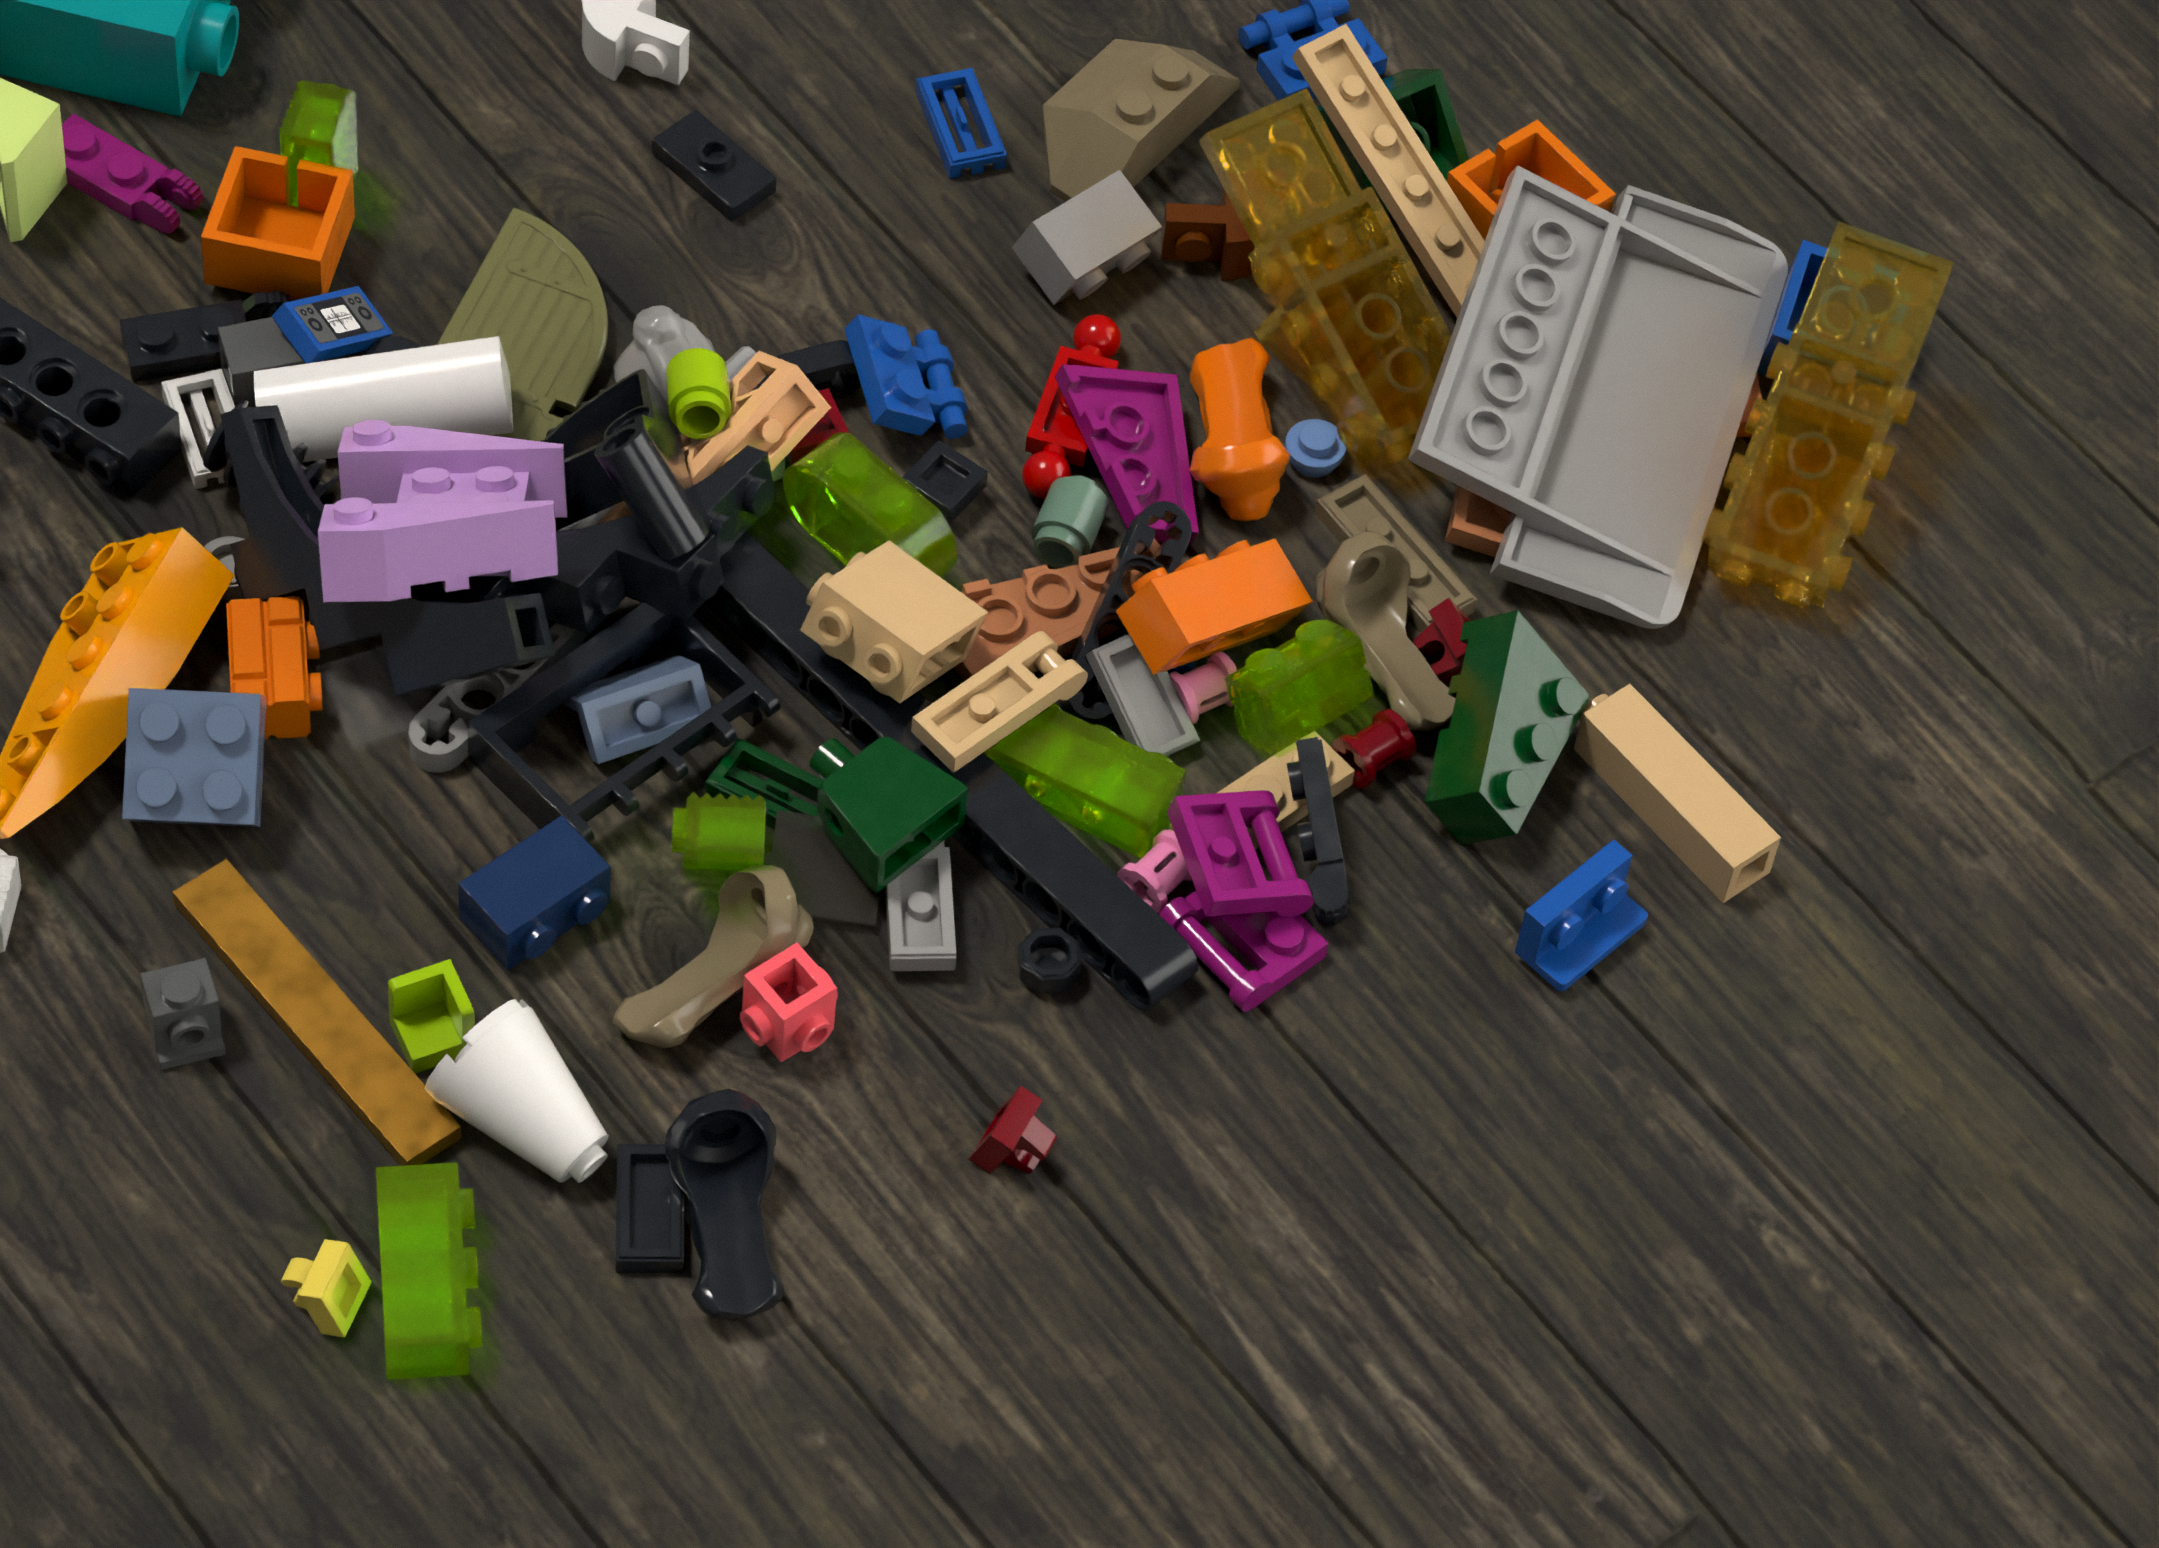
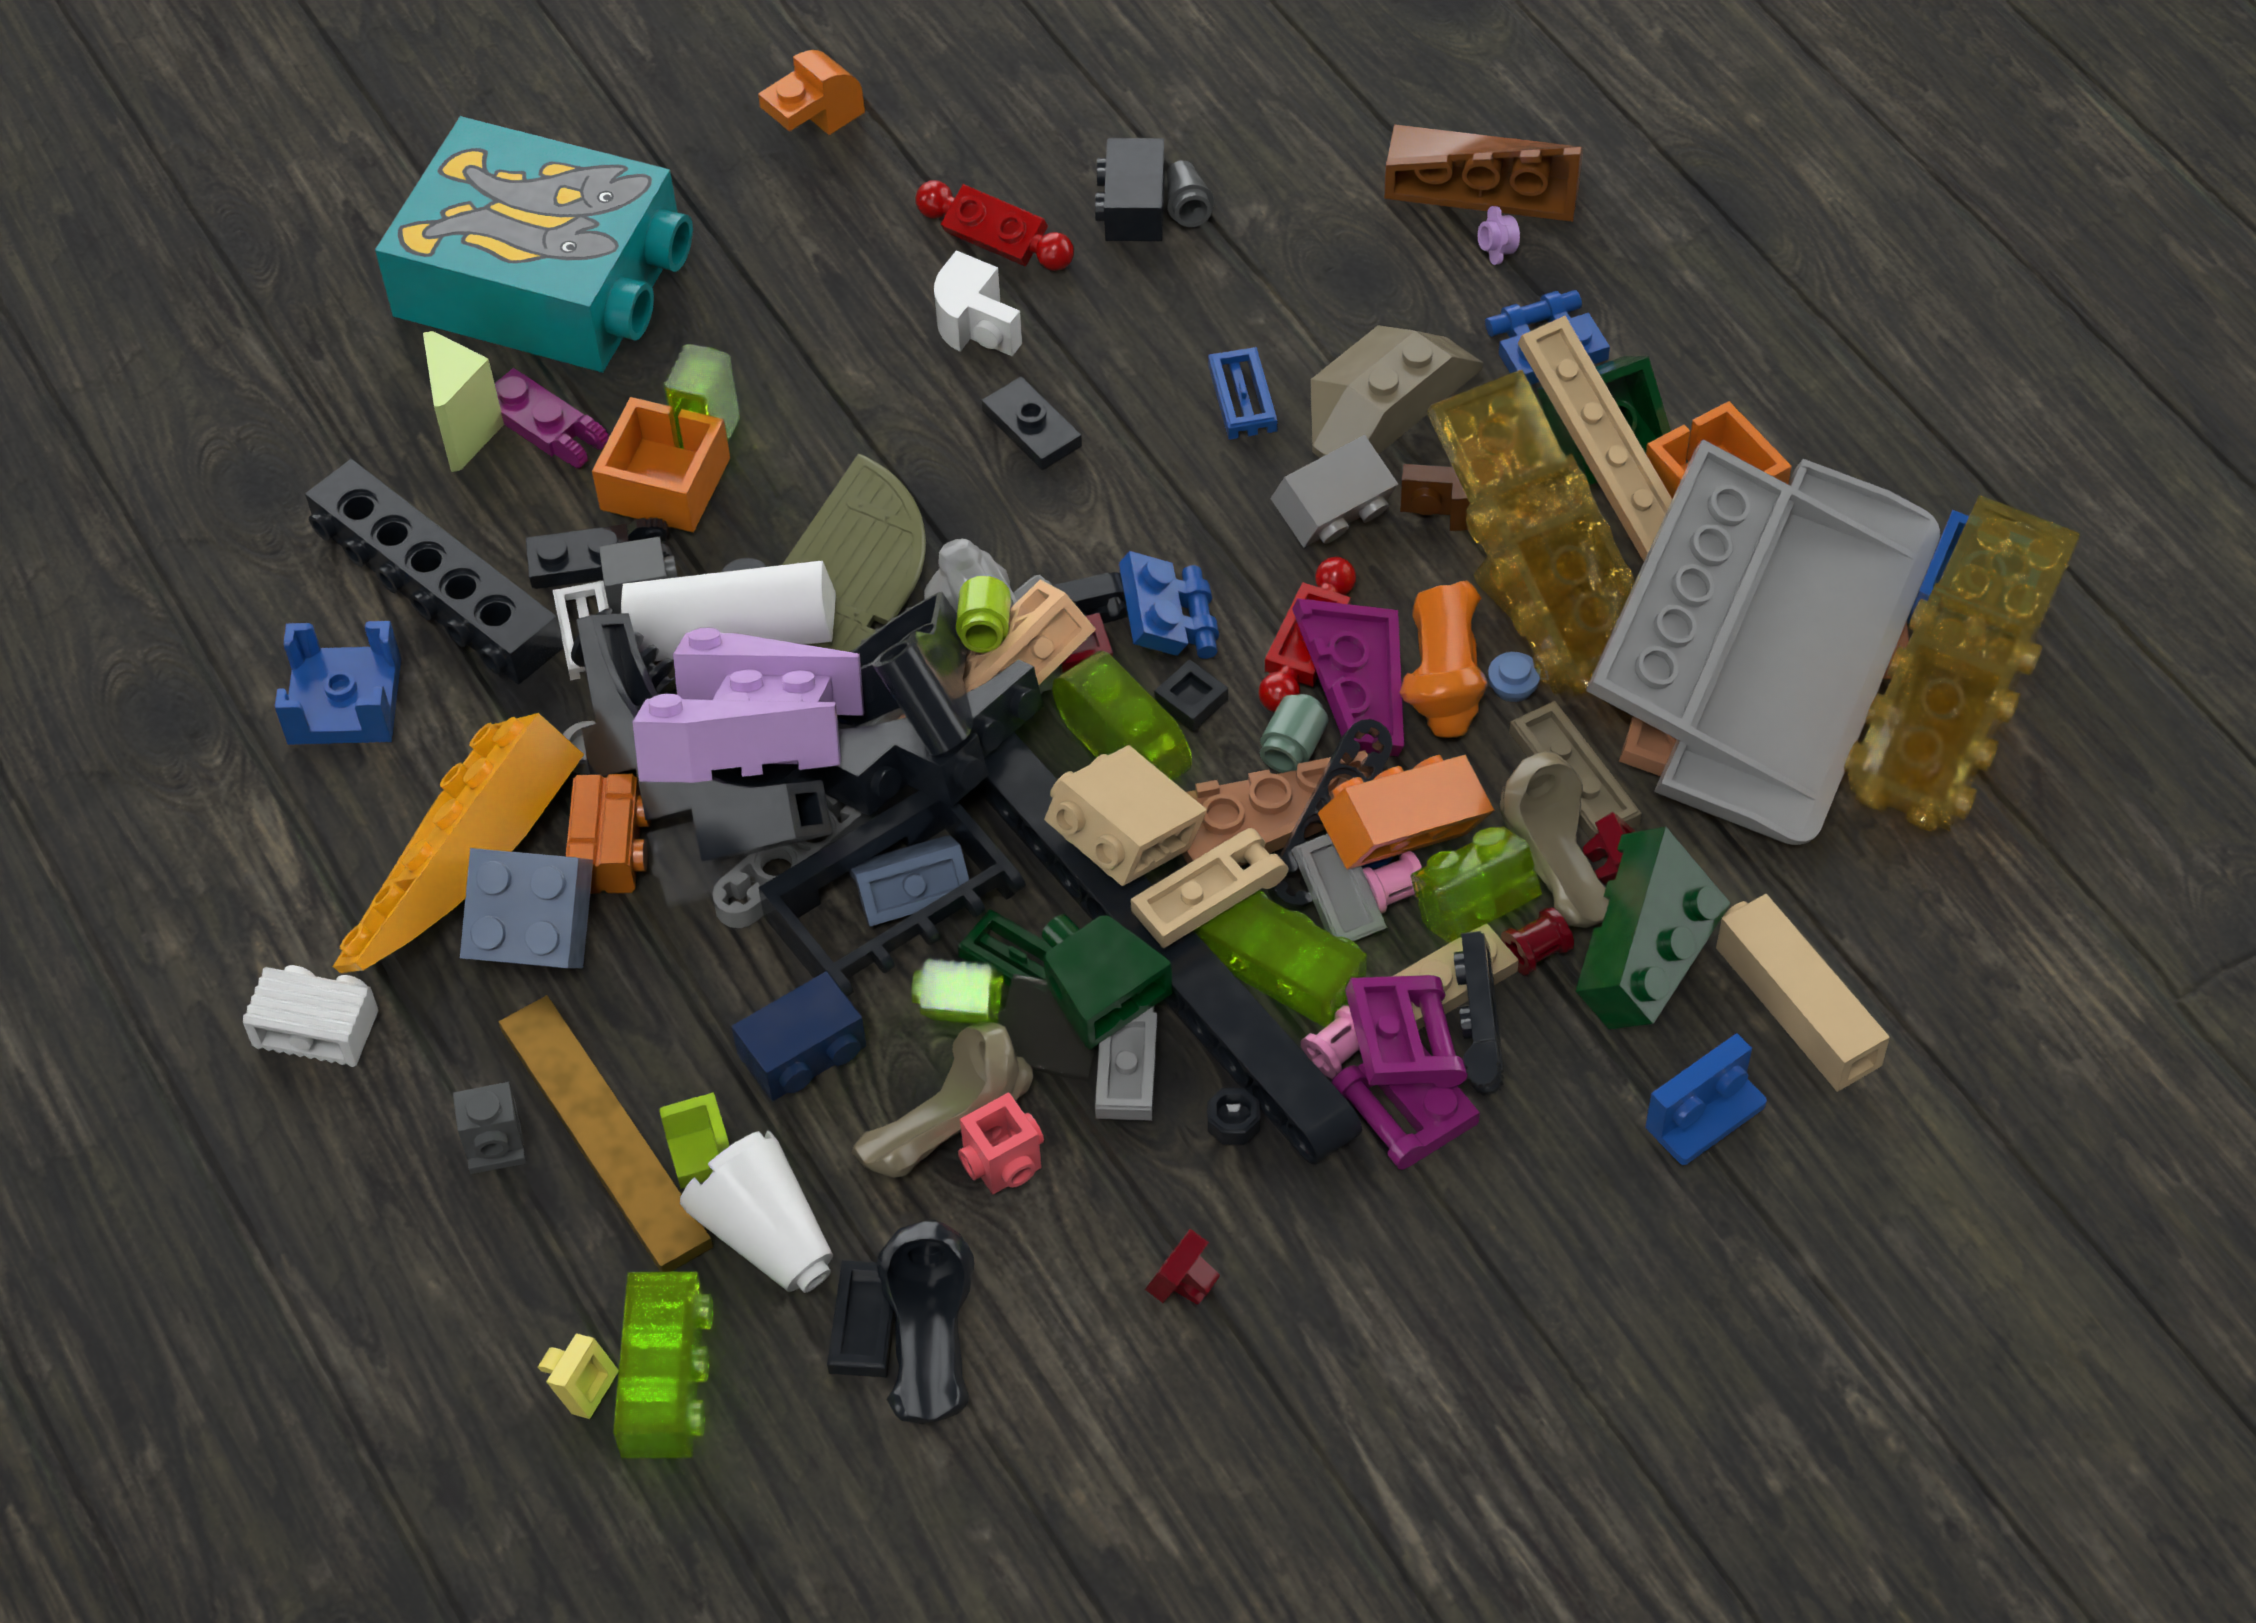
camera: 15 degrees right, 0 degrees up
(331, 324) = (693, 546): tile -> none

